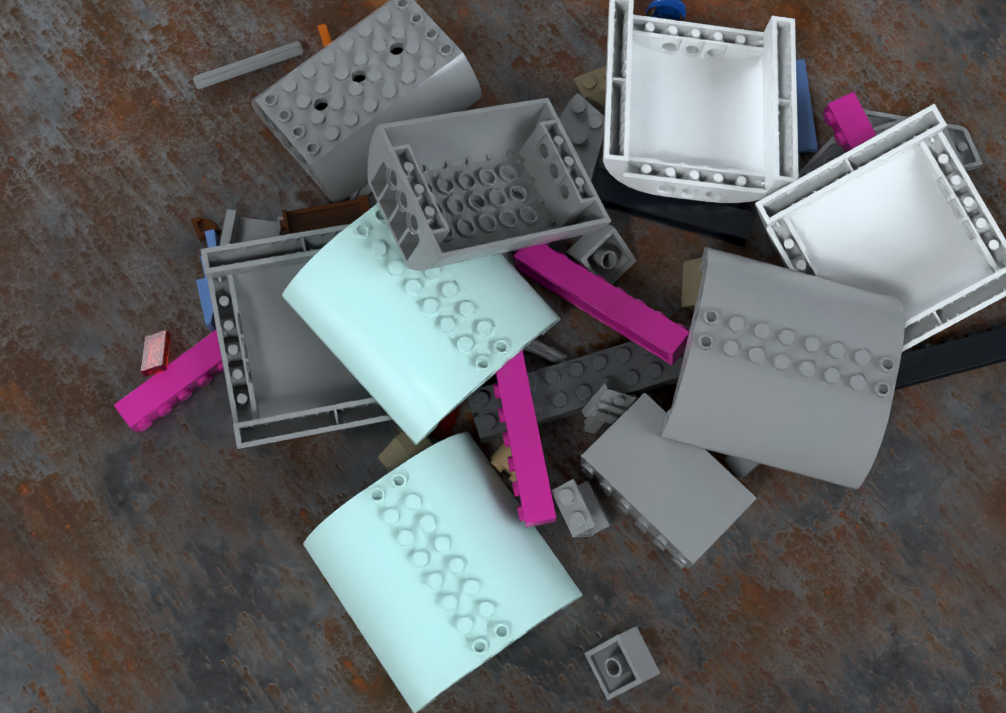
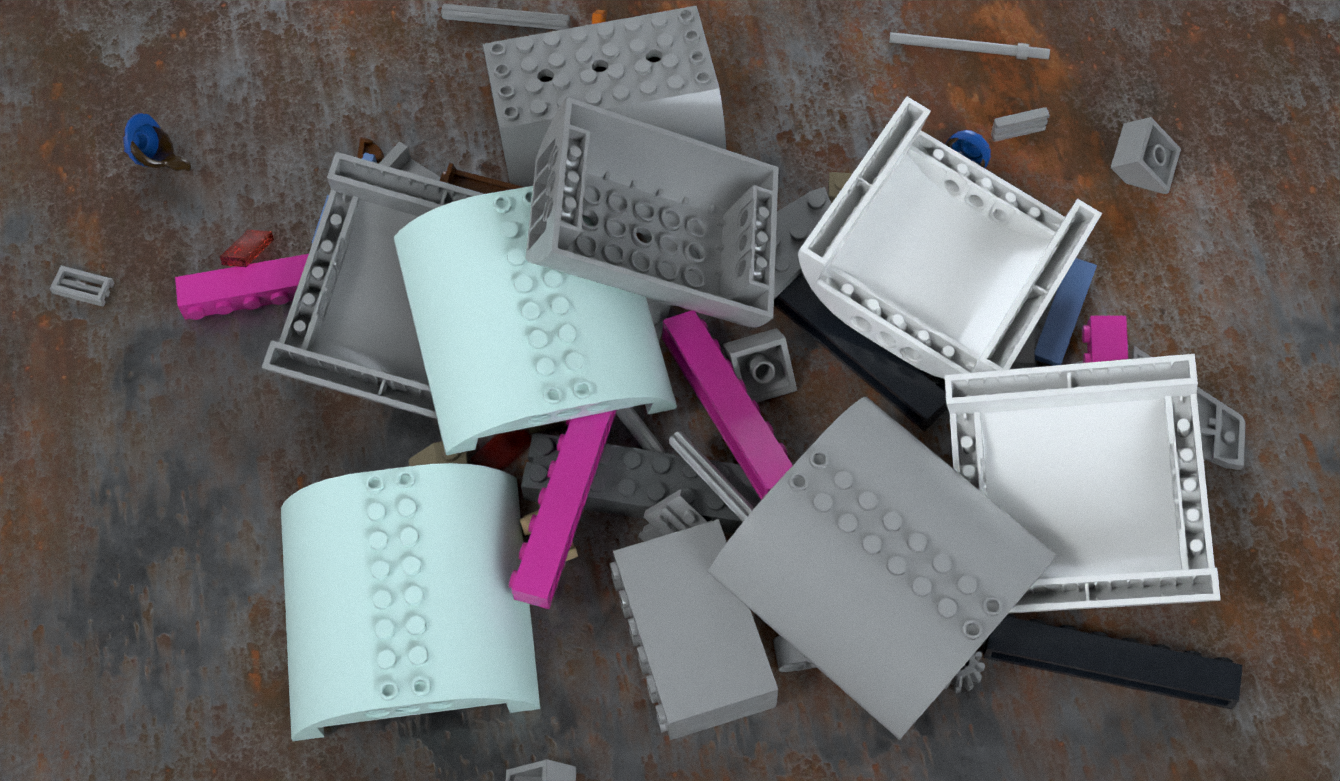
camera: 25 degrees right, 10 degrees down
(27, 306) = (151, 145): none -> piece
(39, 455) = (79, 295): none -> light grey tile
(581, 508) = (584, 613): light grey panel -> none
(626, 363) = (711, 475): none -> light grey axle

